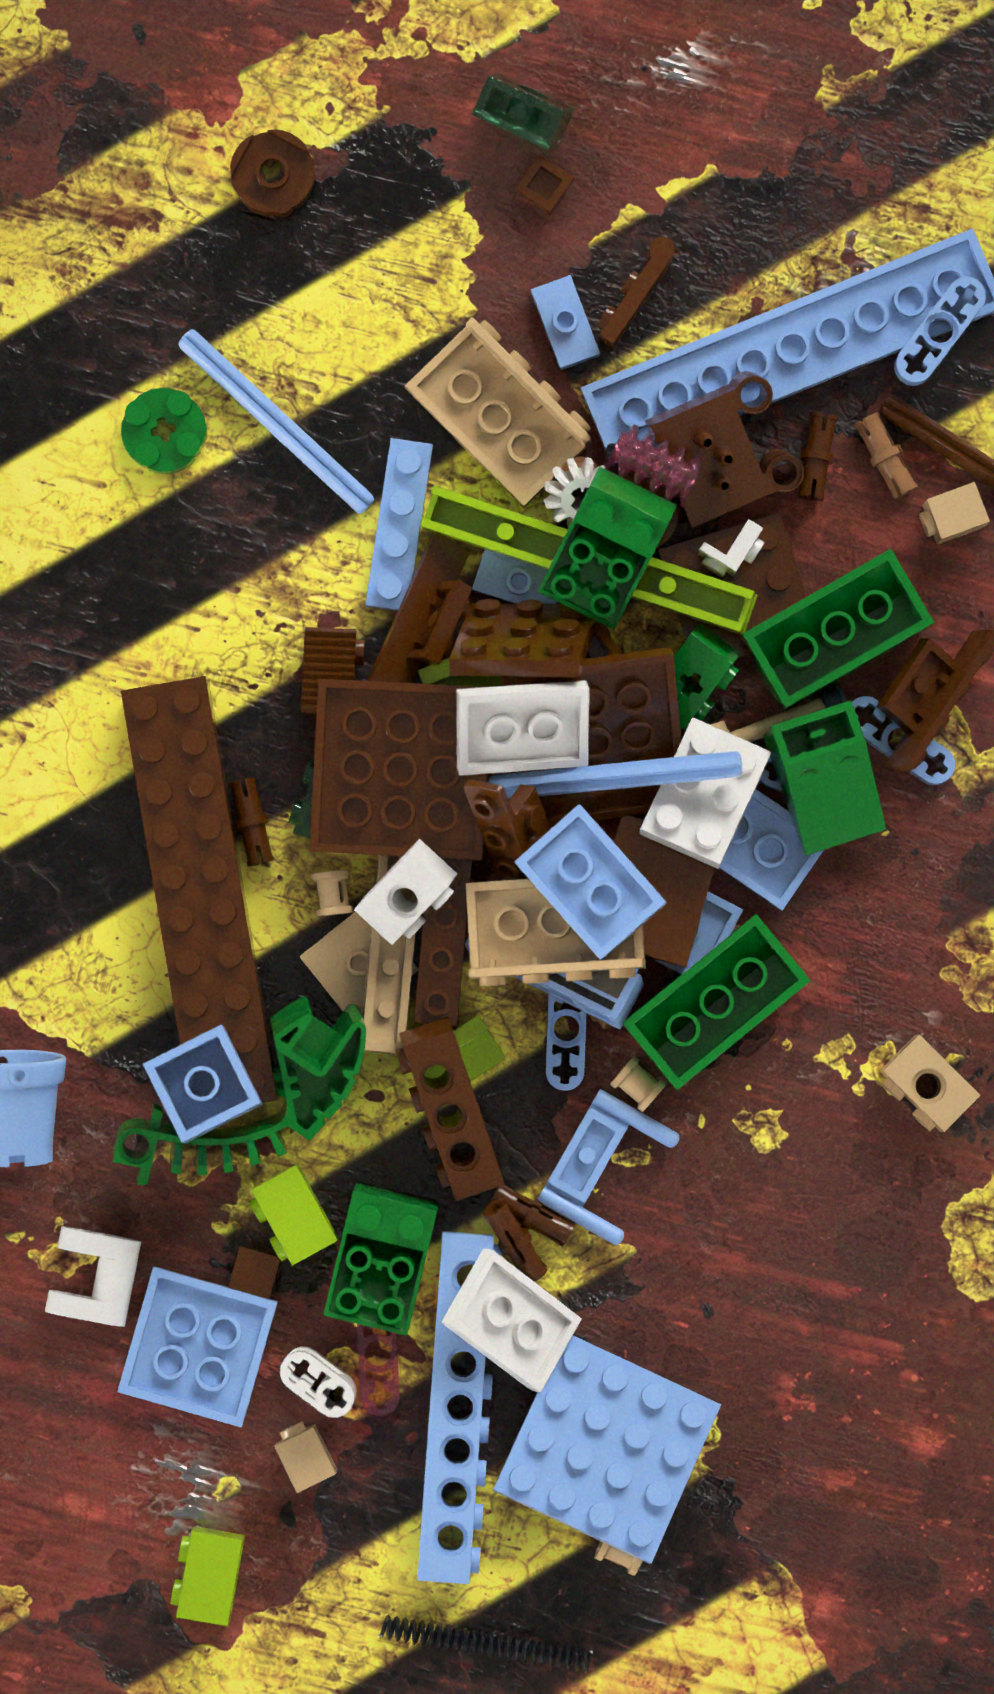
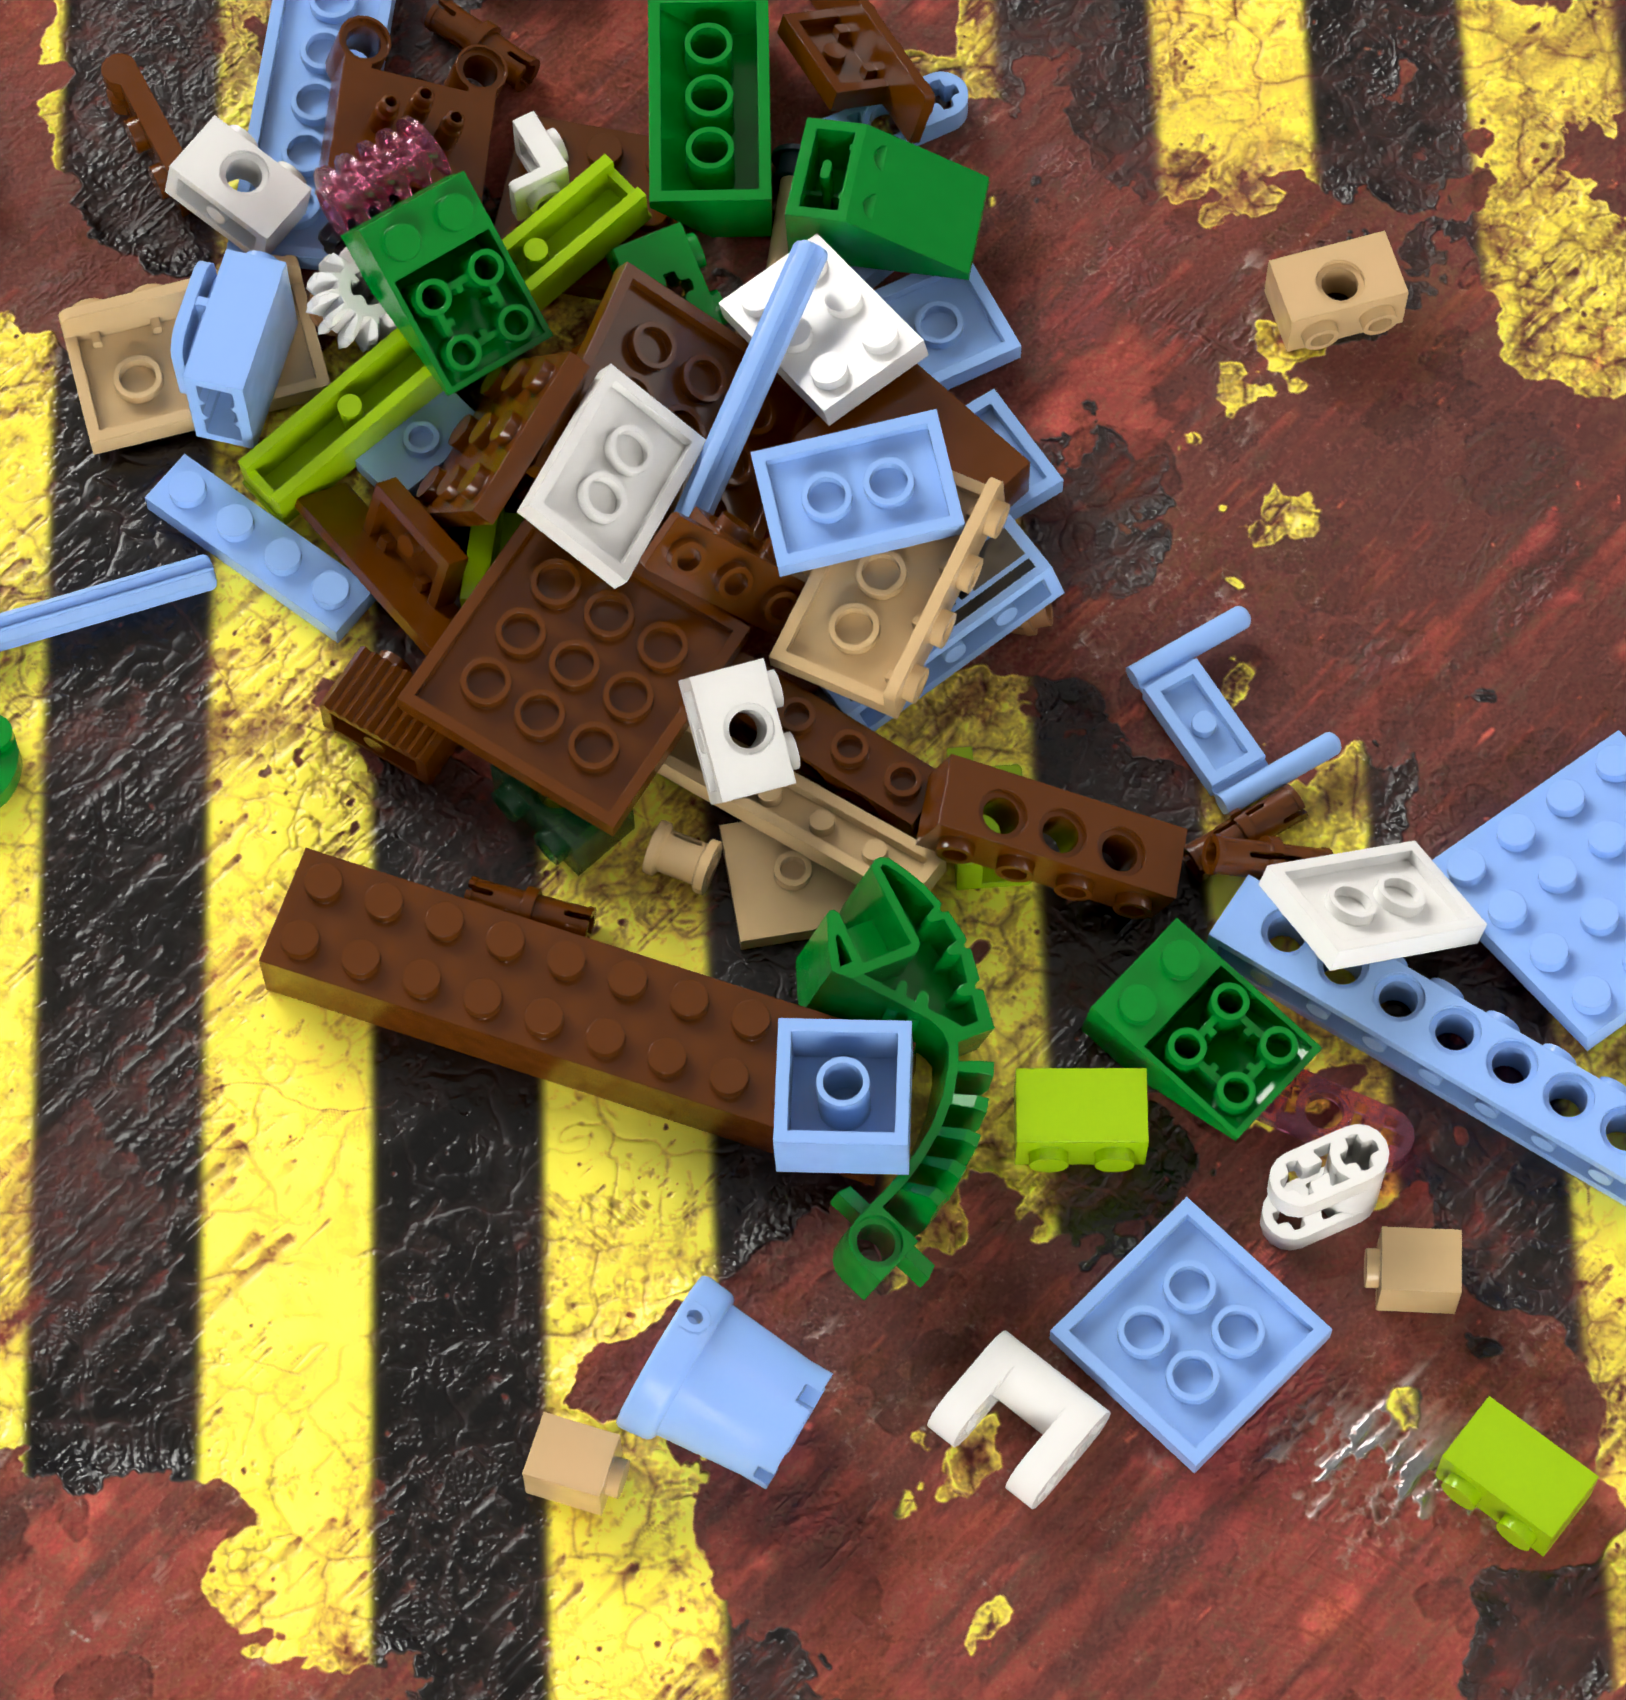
camera: 60 degrees left, 20 degrees down
(254, 1272) = (1126, 1211): reddish brown tile -> none
(501, 439) = (233, 343): none -> light blue brick
(565, 322) = (134, 236): light blue plate -> none
(574, 1060) = (1072, 682): light blue beam -> none
(606, 351) = (247, 219): none -> white brick
(638, 1083) = (1145, 620): tan bush -> none
(716, 1002) = (1097, 468): green slope -> none

